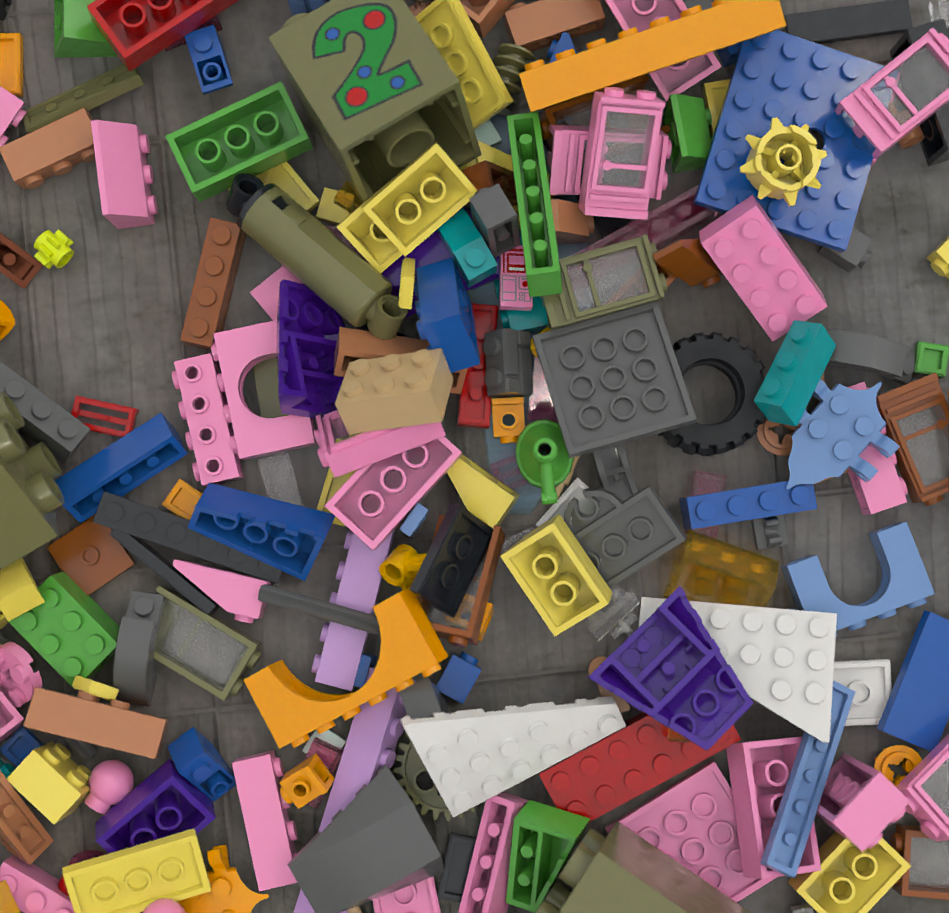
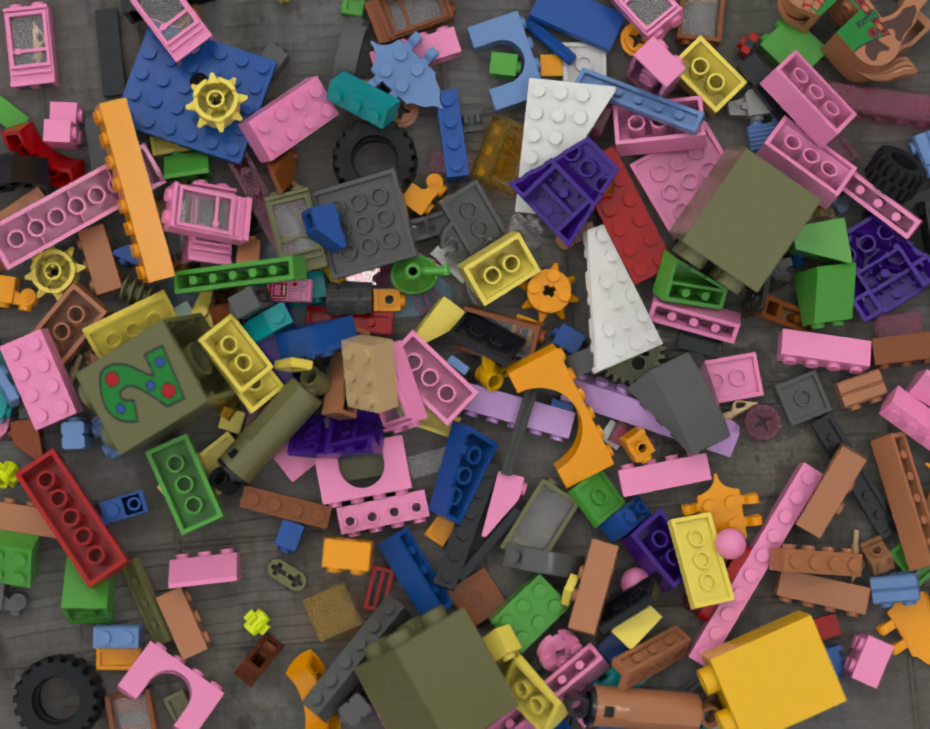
camera: 90 degrees left, 0 degrees up
(33, 60) = (118, 636): none -> medium blue brick
(68, 353) = (332, 611): none -> clear yellow brick
(73, 778) = (630, 602): none -> black tile
(116, 285) = (284, 579): none -> olive beam
(138, 369) = (348, 553): none -> light orange brick
(171, 290) = (289, 536): none -> blue brick
(230, 724) = (597, 498): none -> bright green tile
(522, 667) = (545, 304): none -> light orange brick
(607, 320) = (324, 227): none -> blue slope
(652, 463) = (421, 200): none -> light orange brick
(771, 719) = (599, 127): none -> clear pink beam
(851, 576) = (504, 66): none -> bright green brick
(854, 645) = (550, 66): none -> light orange tile
(890, 643) = (550, 41): none -> blue axle

